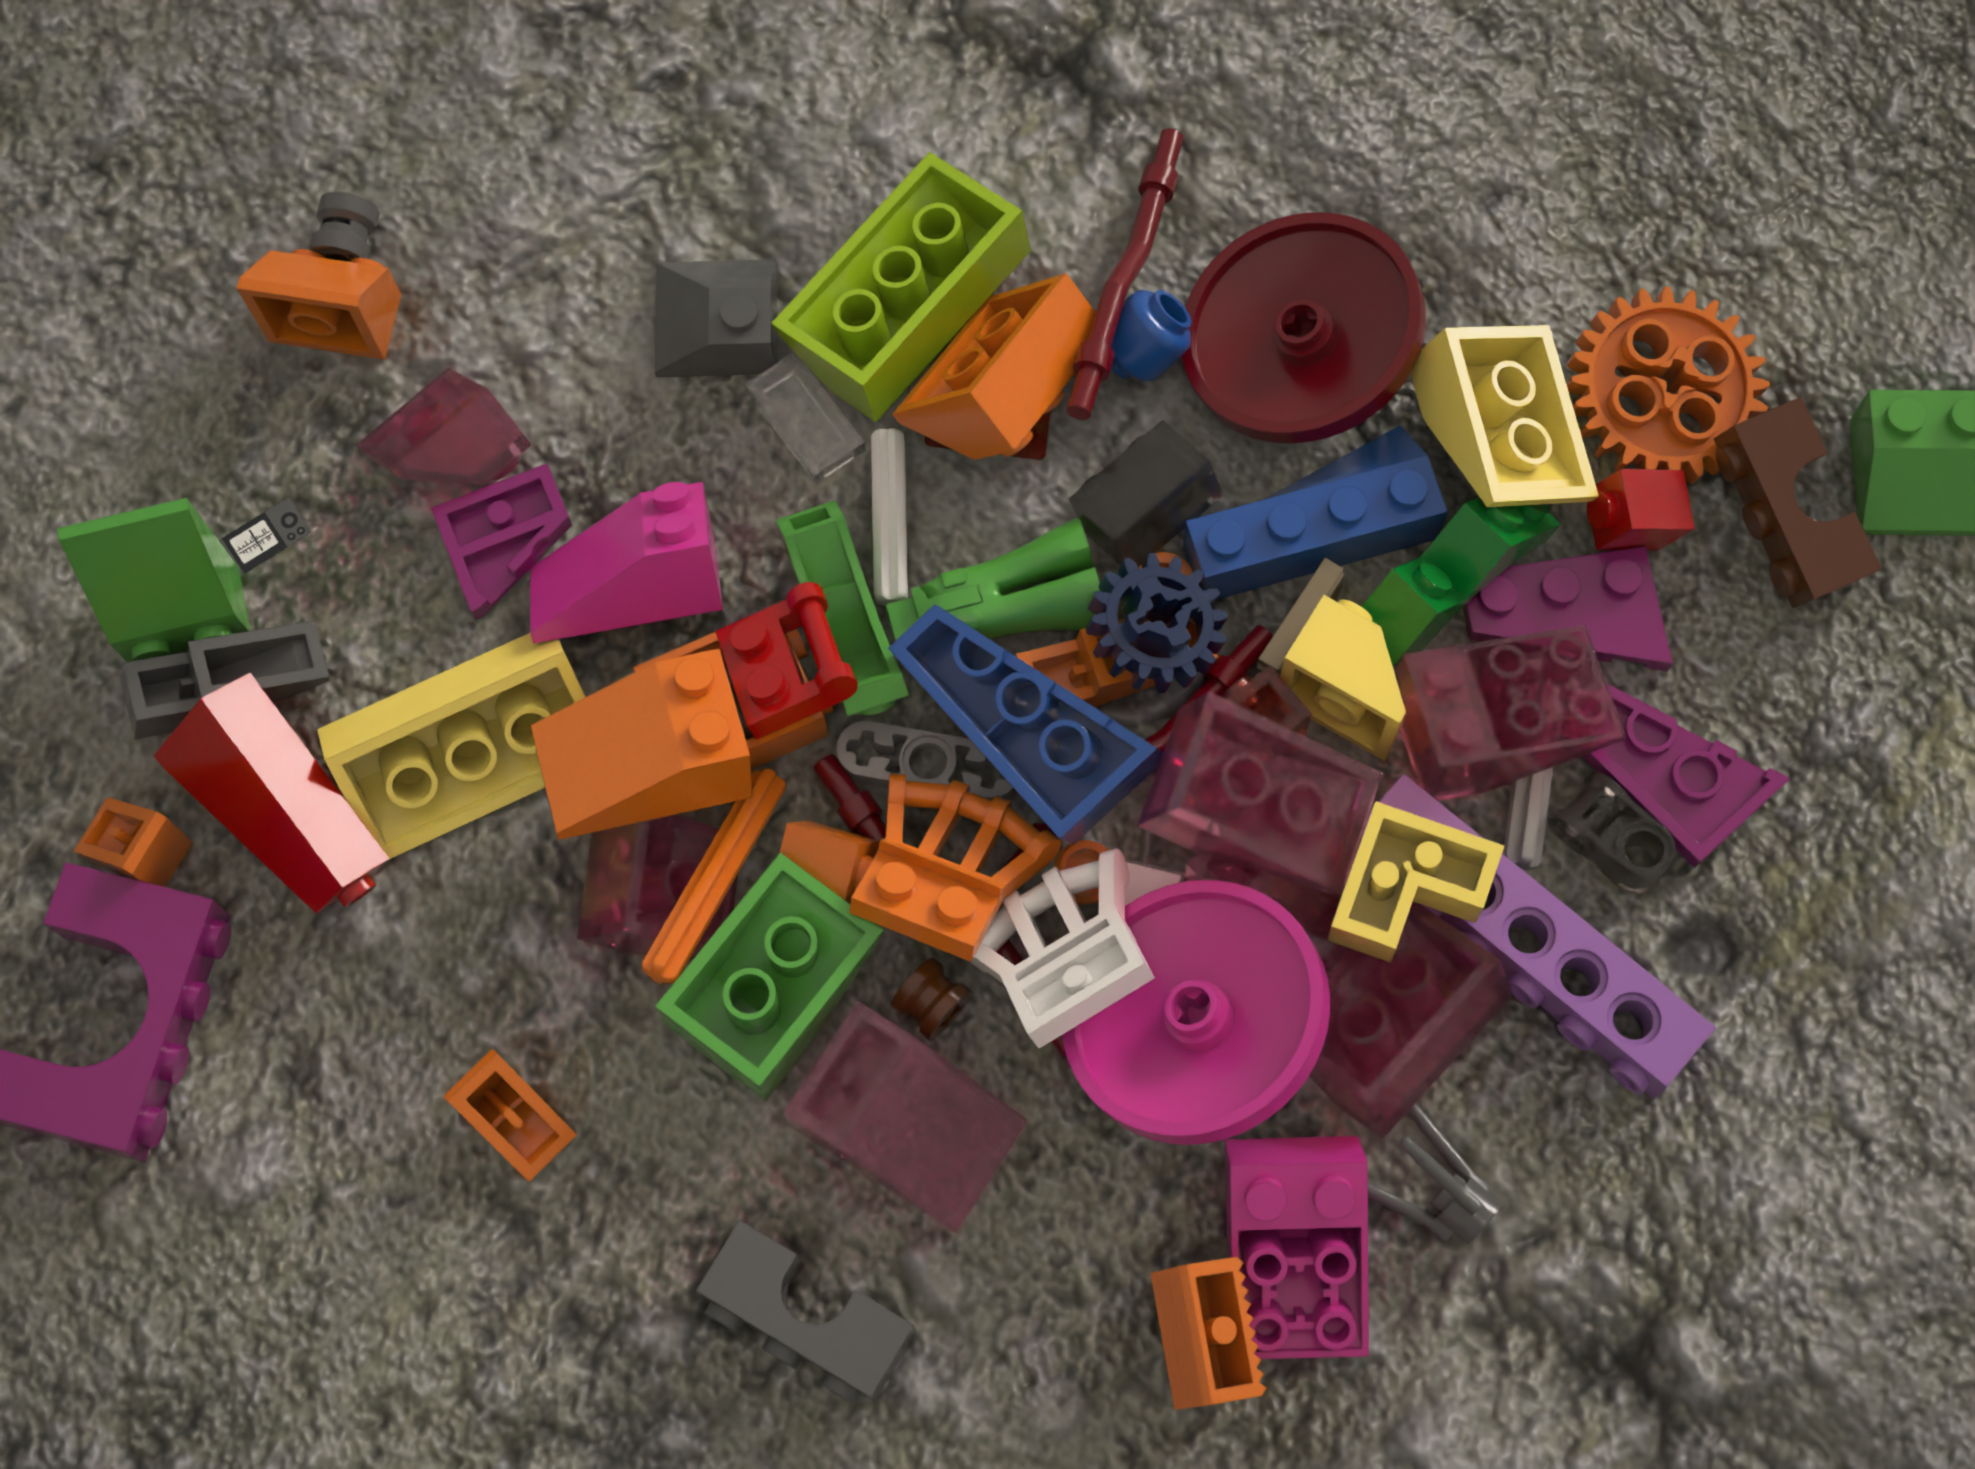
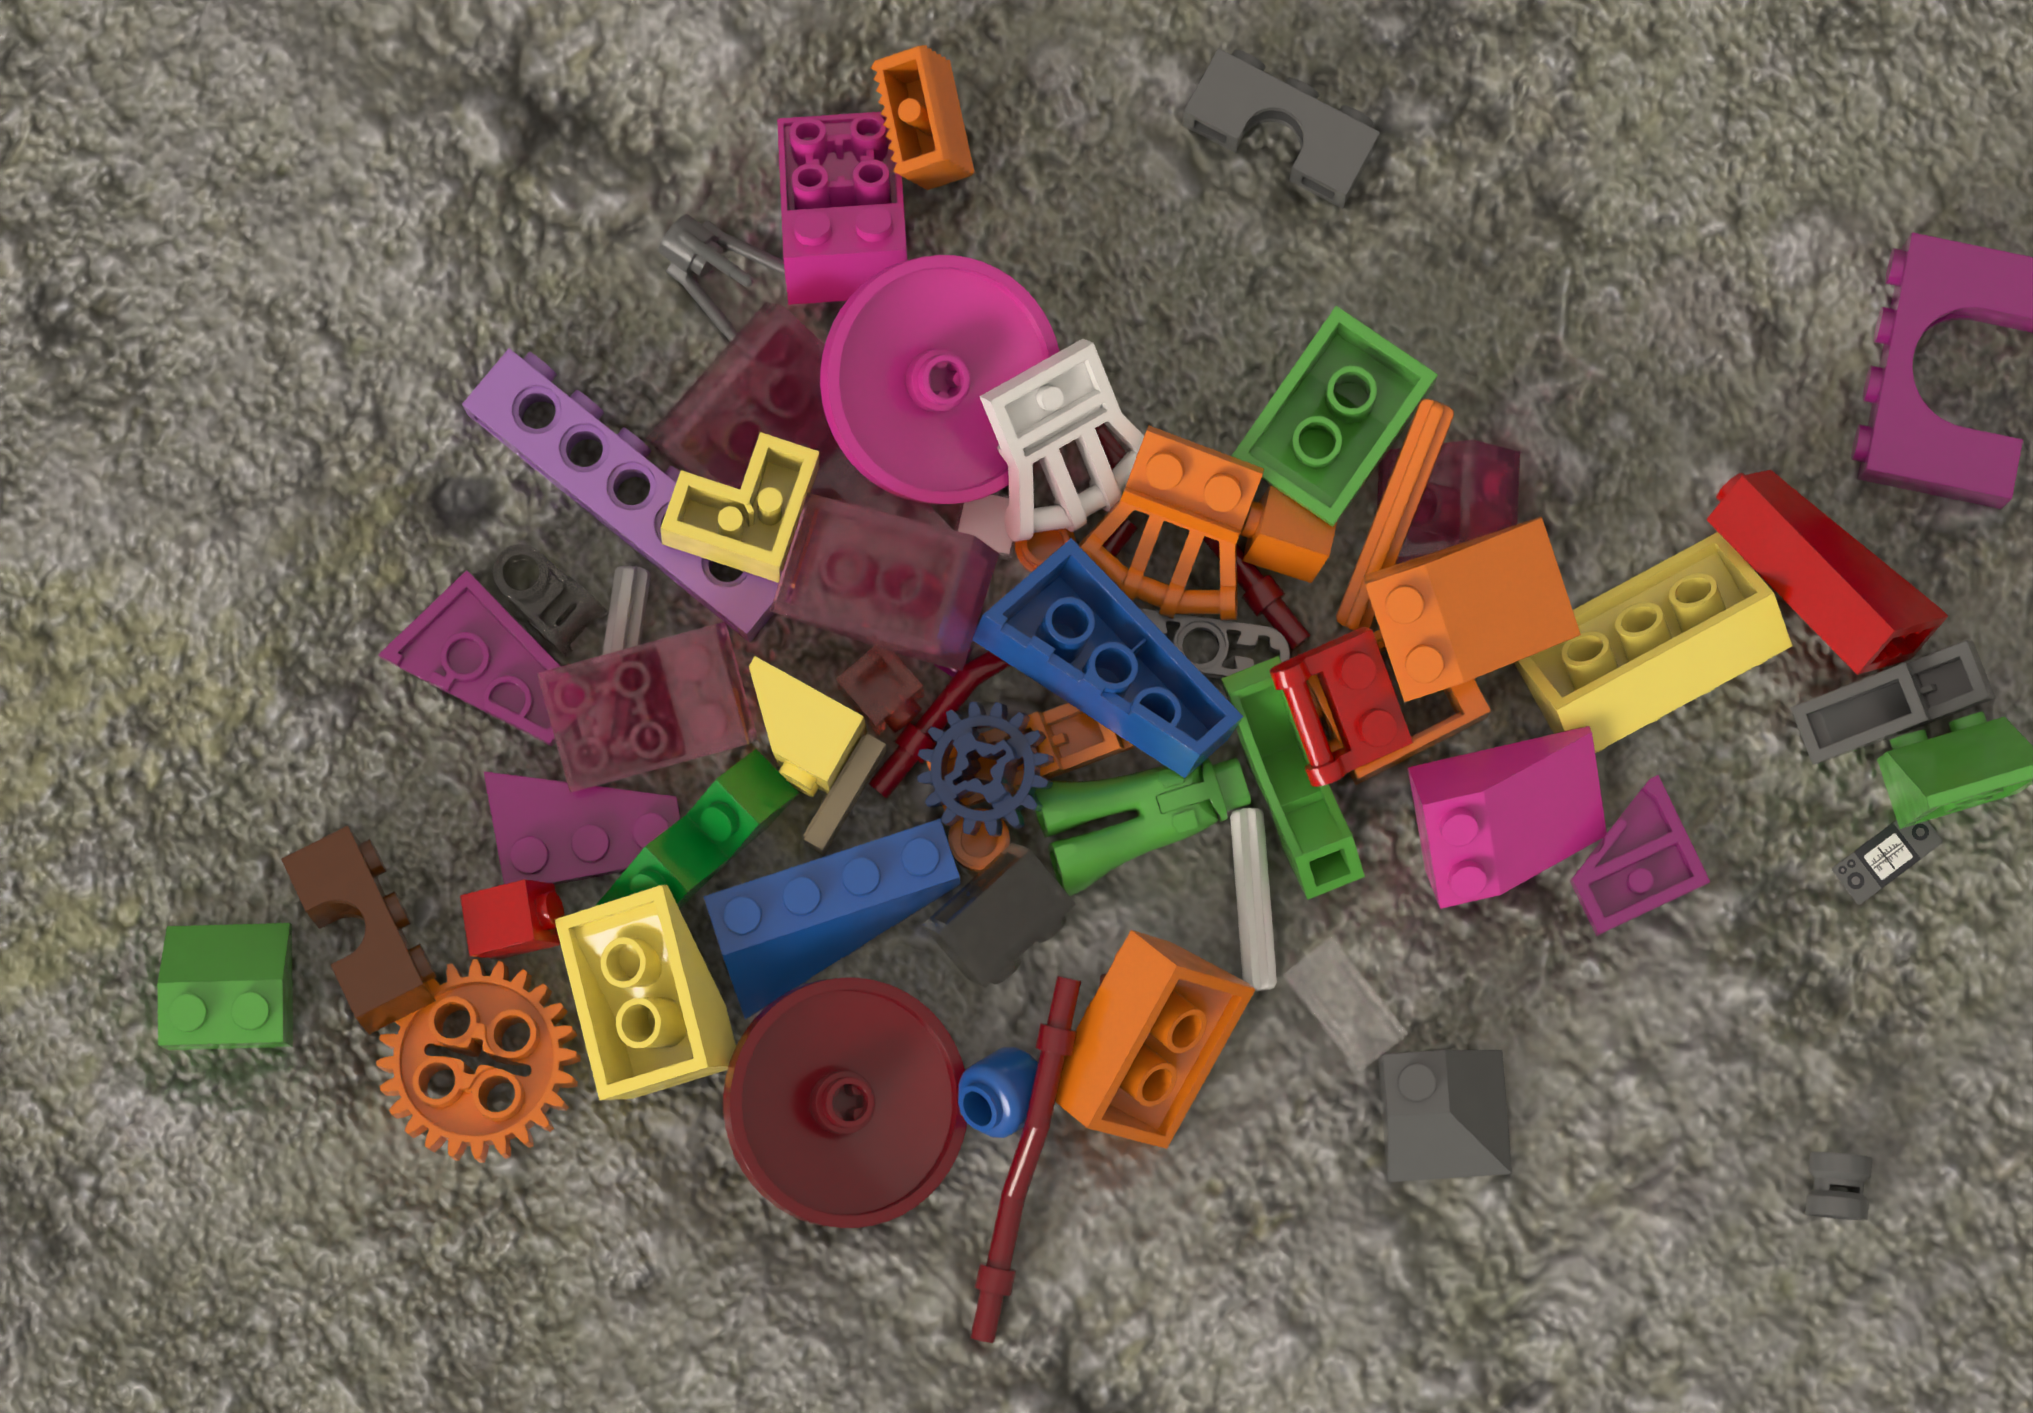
camera: 175 degrees right, 10 degrees up
(134, 842) = (1960, 534): orange slope -> none
(322, 302) = (1847, 1103): orange slope -> none
(448, 435) = (1709, 959): clear pink slope -> none
(510, 1115) = (1565, 290): orange slope -> none
(904, 285) = (1254, 1136): lime slope -> none
(904, 1117) = (1203, 300): clear pink slope -> none
(931, 999) = (1184, 411): reddish brown wheel -> none

